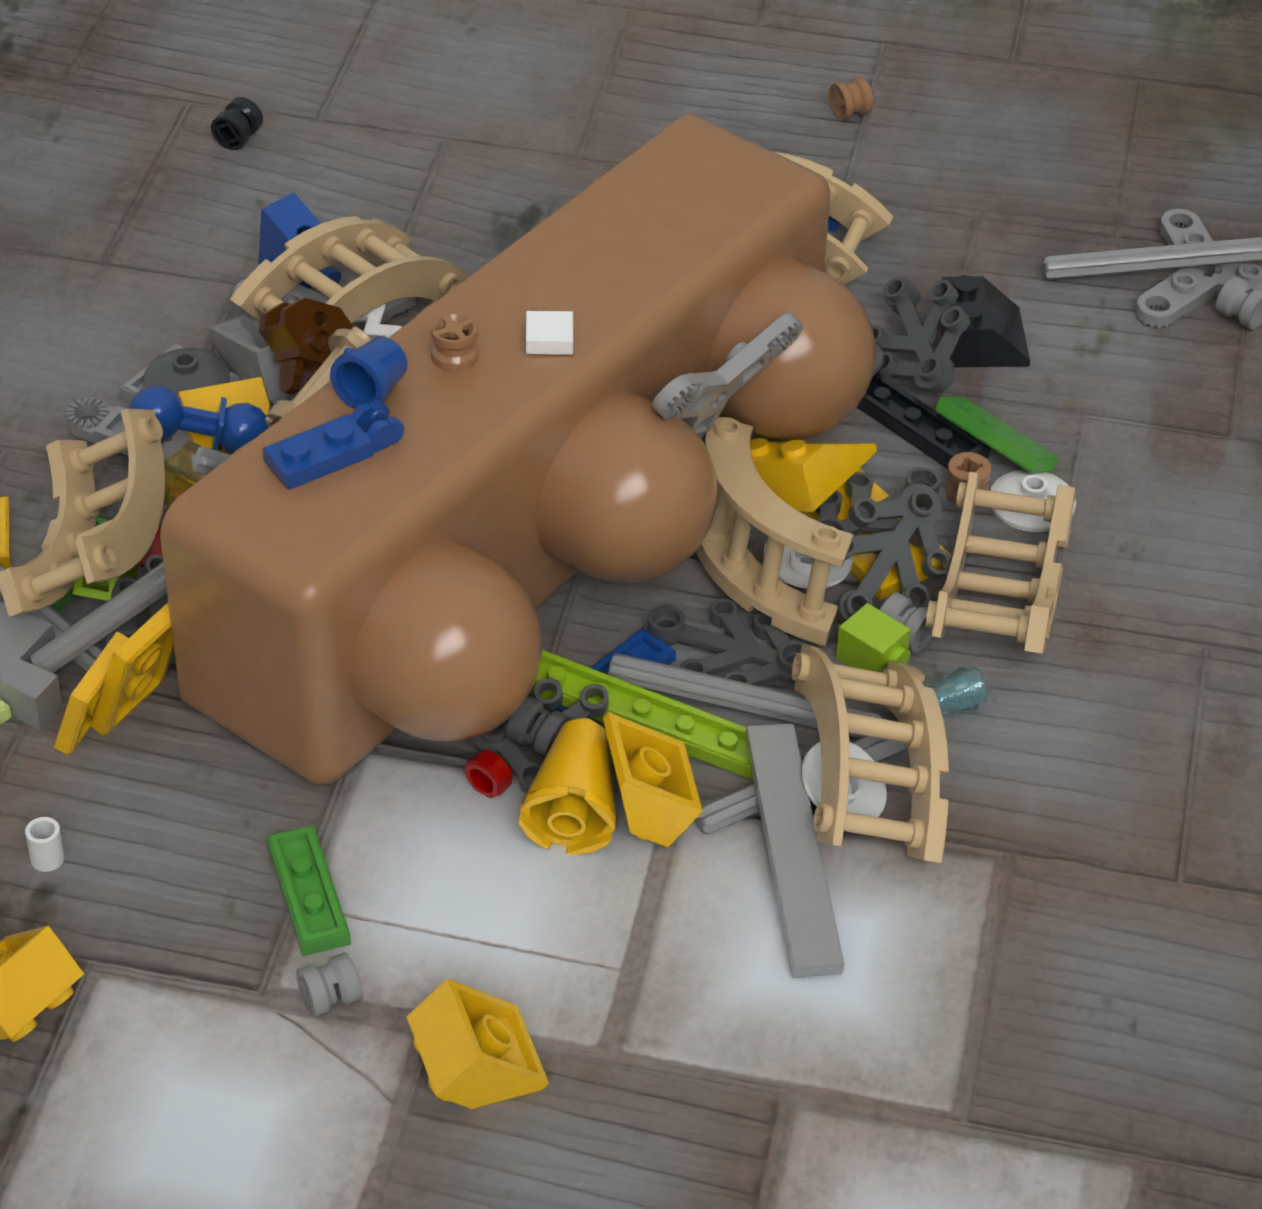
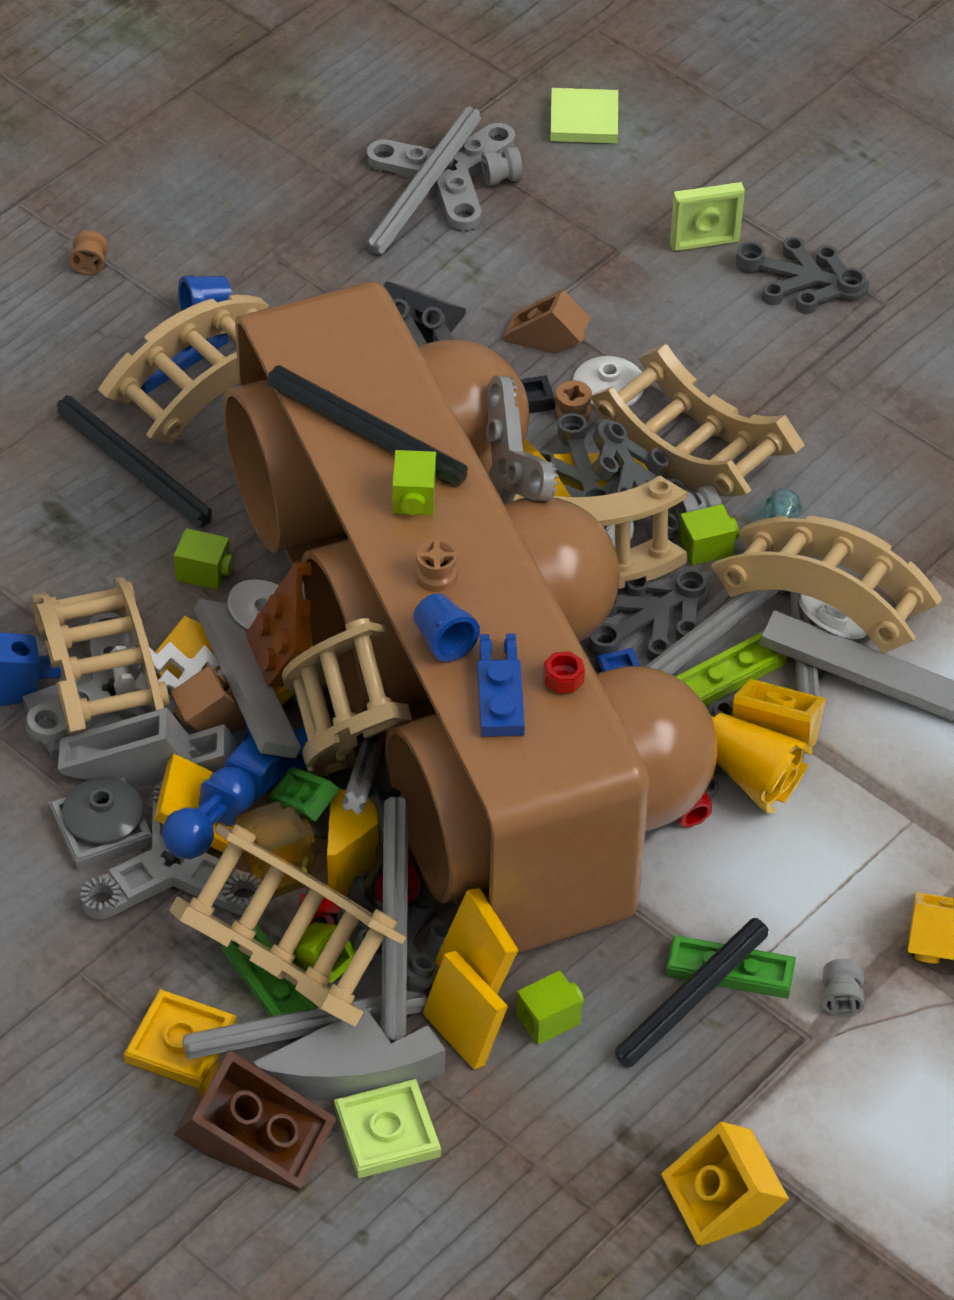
camera: 60 degrees left, 5 degrees up
(44, 844) = (590, 1109): white hinge -> none
(152, 763) = (549, 1007): none -> lime brick
(241, 863) = (691, 992): none -> black axle
(300, 338) = (193, 699): reddish brown hinge -> none
(381, 478) = (563, 672): none -> red tile
(548, 282) = (414, 482): none -> lime brick
(549, 332) = (458, 508): white tile -> none
(607, 236) = (361, 421): none -> black axle
(864, 173) = (199, 289): none -> blue piece
(996, 434) = (552, 362): bright green tile -> none
(1057, 420) = (549, 324): none -> medium nougat slope

